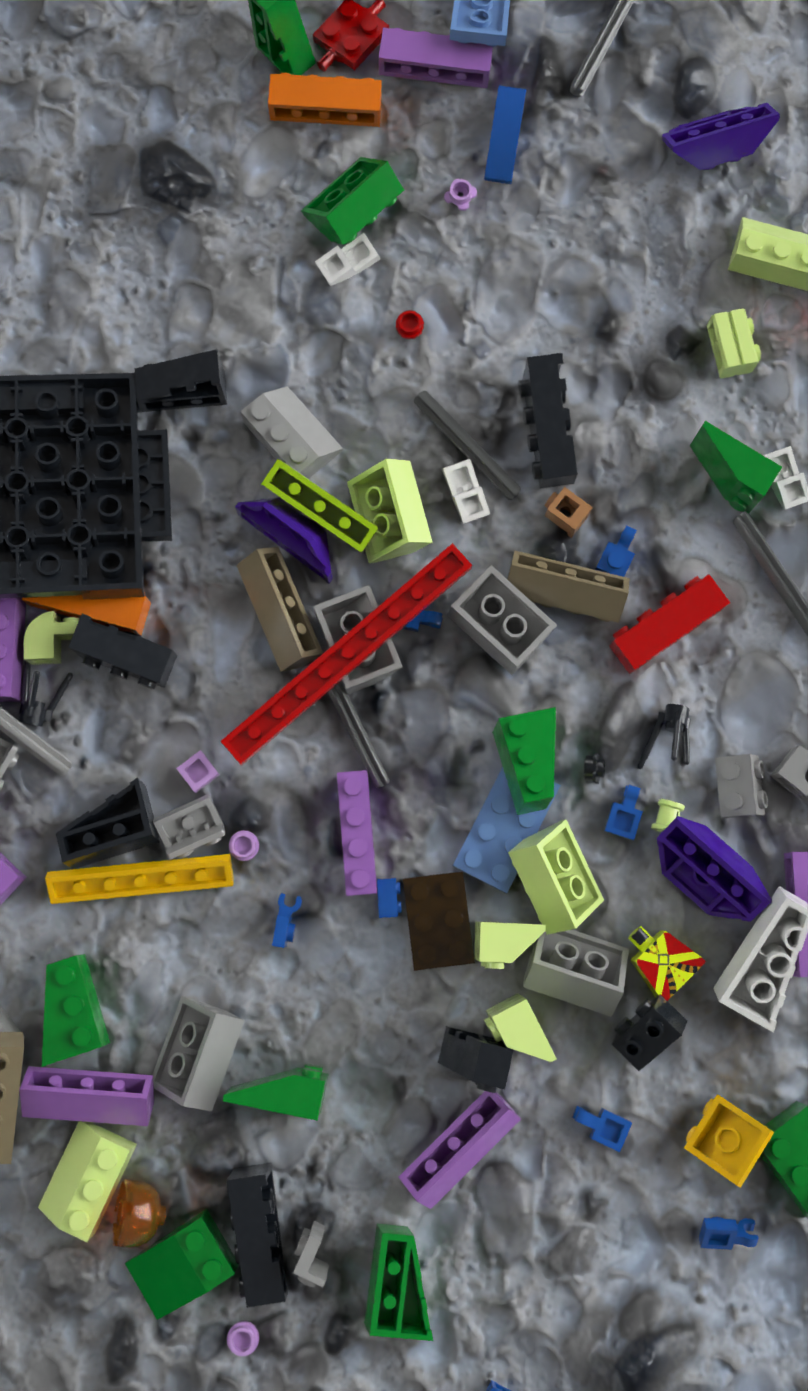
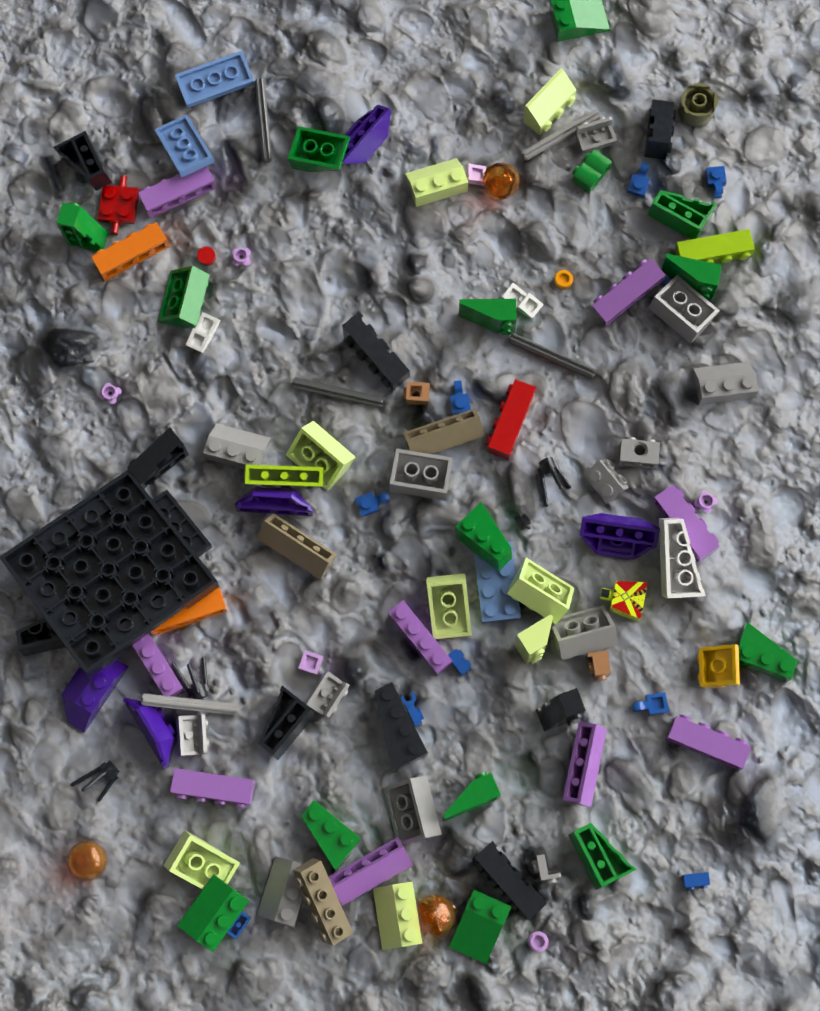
camera: 30 degrees left, 5 degrees down
(44, 638) = (175, 643): yellowish green brick -> none
(122, 653) = (227, 625): black wedge -> none
(139, 879) = (318, 740): yellow plate -> none
(180, 256) = (104, 395): none -> lavender plate
(244, 845) = (362, 686): lavender plate -> none
(246, 944) = (399, 731): none -> black wedge
(338, 618) = (350, 534): light grey slope -> none
(346, 654) = (351, 545): red plate -> none
(358, 735) = (375, 581): dark grey axle -> none
(409, 324) = (261, 346): red plate -> none
(417, 166) = (206, 256): none -> red tile
(423, 815) = (449, 606): none -> yellowish green slope
(438, 921) = (494, 656): dark brown plate -> none
(466, 491) = (354, 418): white slope -> none
(505, 134) = (244, 209): blue slope -> none
(518, 1028) = (574, 676): yellowish green slope -> none
(567, 1027) = (599, 665): none -> medium nougat brick
(623, 818) = (555, 536): blue plate -> none
(645, 1231) = (708, 742): none -> medium lavender brick
(648, 113) = (317, 150): none -> green slope
(649, 1031) = (642, 638): black brick -> none
(667, 813) = (576, 518): yellowish green bush -> none
(724, 1233) = (749, 716): blue plate -> none
(733, 343) = (445, 246): yellowish green brick -> none

